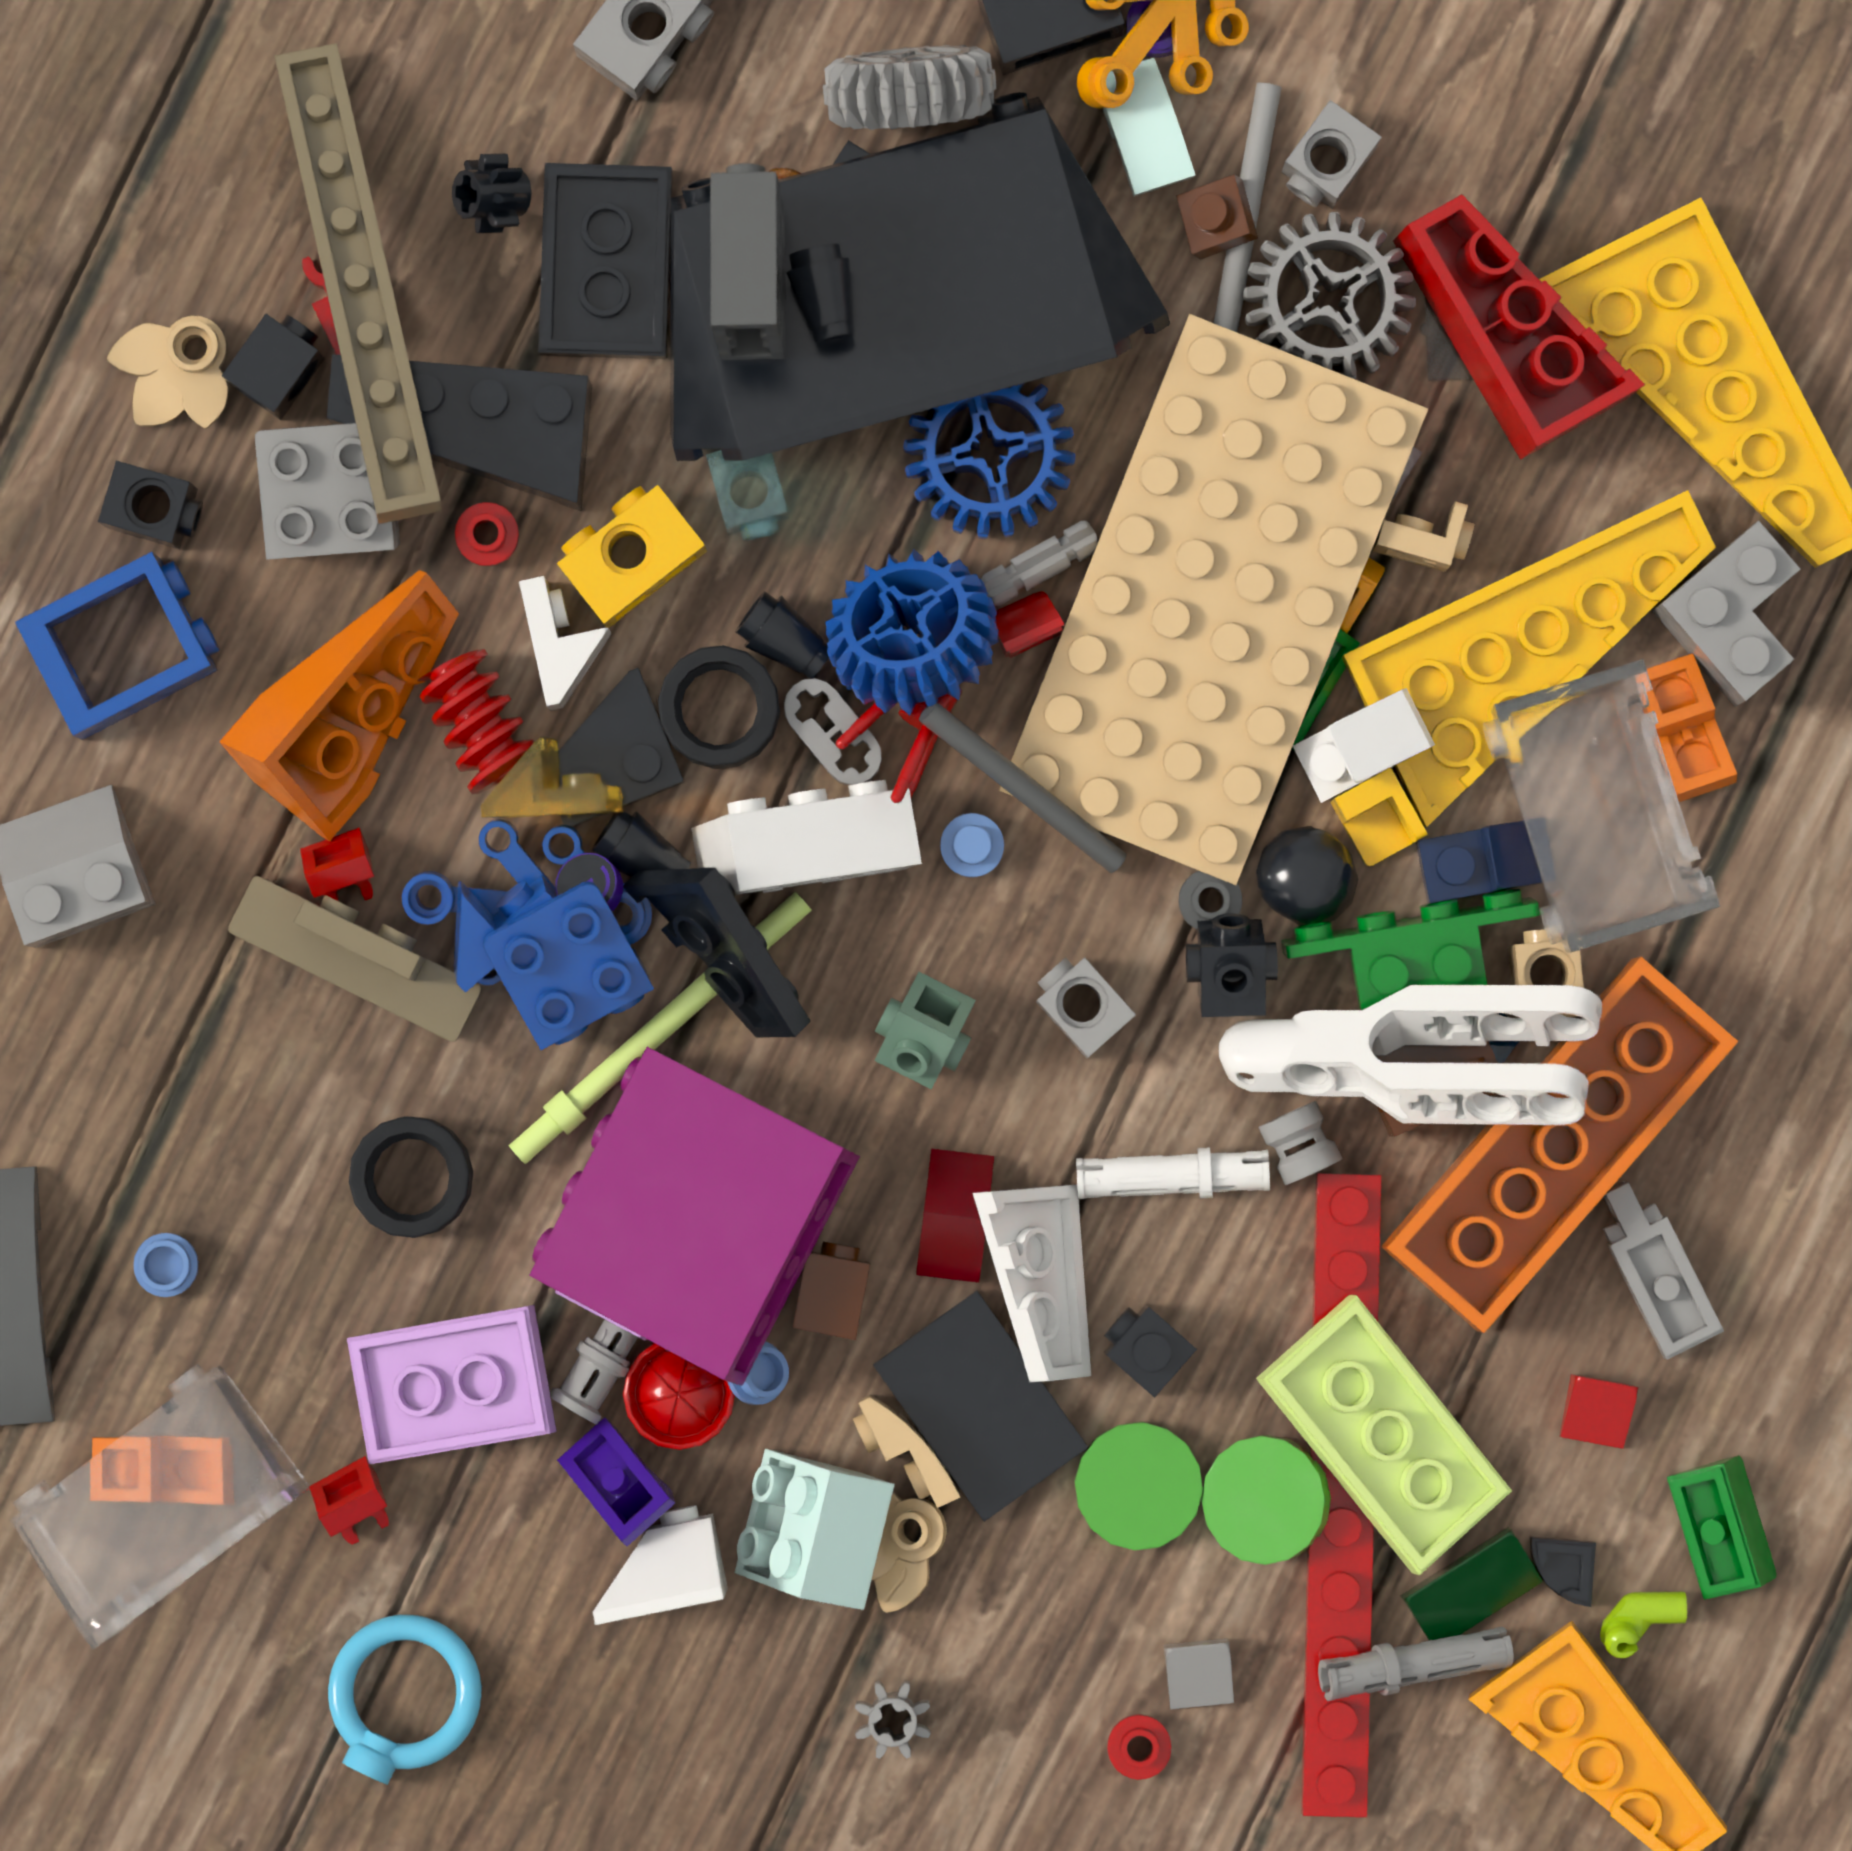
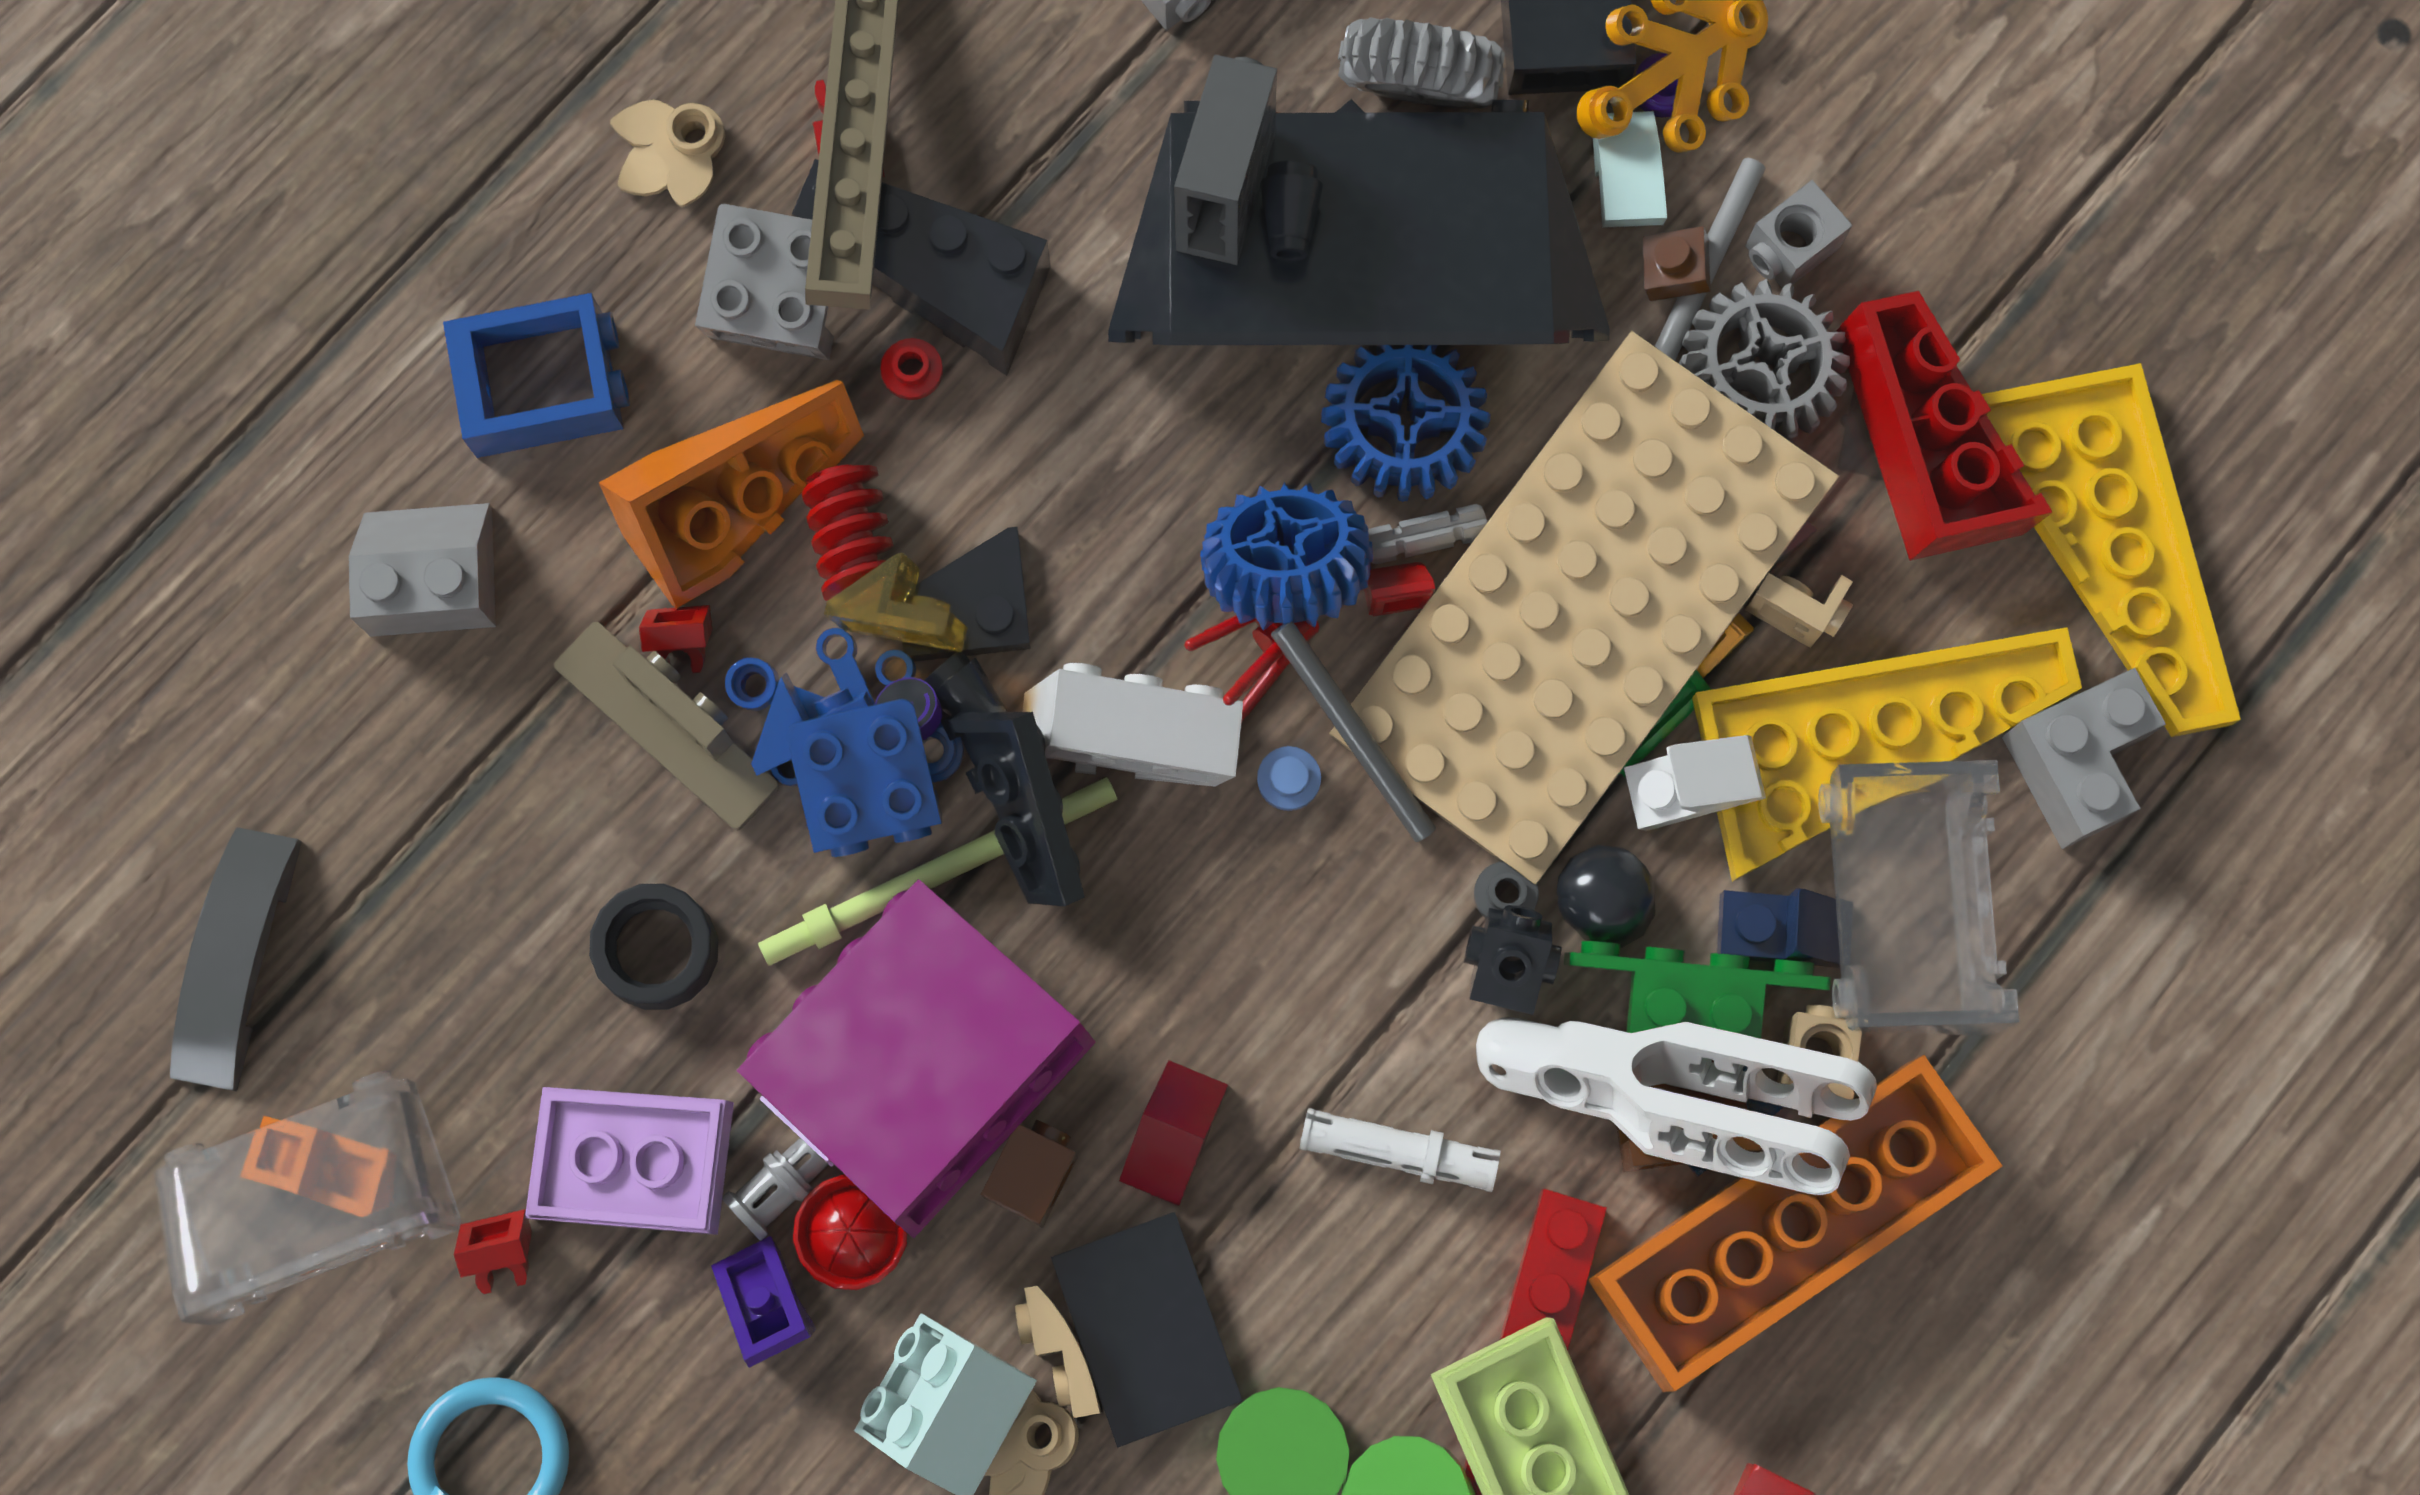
camera: 15 degrees right, 10 degrees down
(125, 493) = (592, 237): black brick -> none
(166, 1264) = (391, 967): medium blue plate -> none
(275, 364) = (761, 163): black brick -> none
(491, 193) = (1007, 65): black gear -> none
(559, 659) = (948, 496): white slope -> none
(605, 261) = (1094, 159): black tile -> none
(616, 590) = (1023, 451): yellow brick -> none
(668, 1570) = (784, 1403): white slope -> none
(714, 659) = (1075, 536): black tyre -> none
(750, 522) = (1168, 366): clear light blue brick -> none
(765, 1378) = (939, 1239): medium blue plate -> none
(783, 635) = (1162, 533): black cone -> none
(820, 742) = (1171, 644): light grey beam -> none
(918, 1041) = (1193, 939): sand green brick -> none
(1041, 1275) = (1243, 1212): white wing -> none
(1112, 1011) = (1356, 988): light grey brick -> none
(1147, 1348) = (1329, 1315): black brick -> none
(1293, 1130) = (1534, 1137): light grey wheel -> none
(1378, 817) = (1691, 857): yellow panel -> none
(1658, 1274) = (1861, 1384): light grey hinge -> none
(1688, 729) = (2016, 858): orange slope -> none

